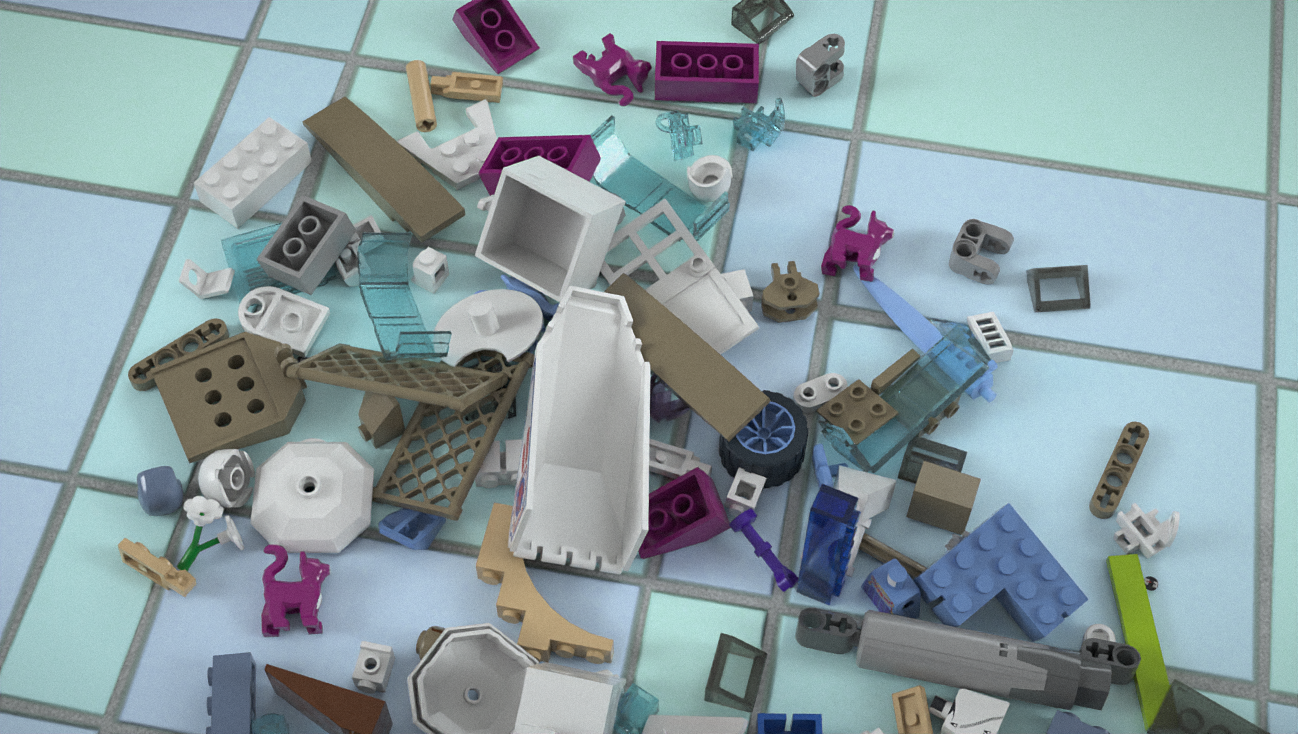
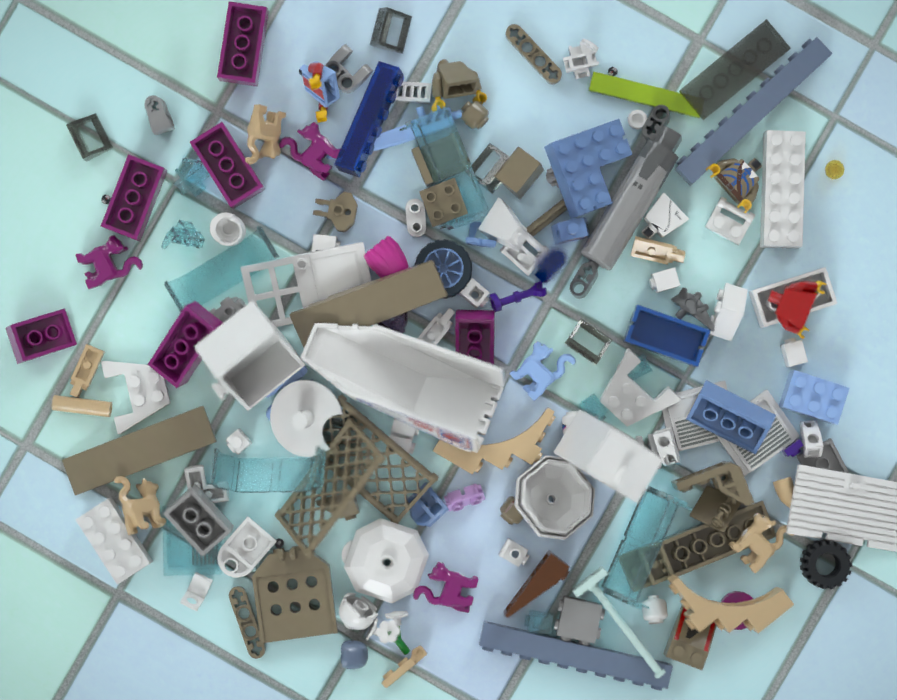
camera: 75 degrees left, 30 degrees up
(304, 180) = (136, 509): none -> tan animal
(429, 565) = (456, 501): none -> lavender hinge
(663, 612) = (541, 376): none -> light blue animal
(753, 356) = (386, 258): none -> dark pink hair
(791, 154) = (227, 165): none -> magenta brick
(855, 177) = (267, 130): none -> tan animal
(928, 287) = (369, 119): none -> clear blue brick
(944, 222) = (322, 85): none -> torso
(954, 127) = (243, 44): none -> magenta brick
(997, 416) = (474, 114): none -> dark tan head
(1032, 373) = (454, 81): none -> dark tan torso

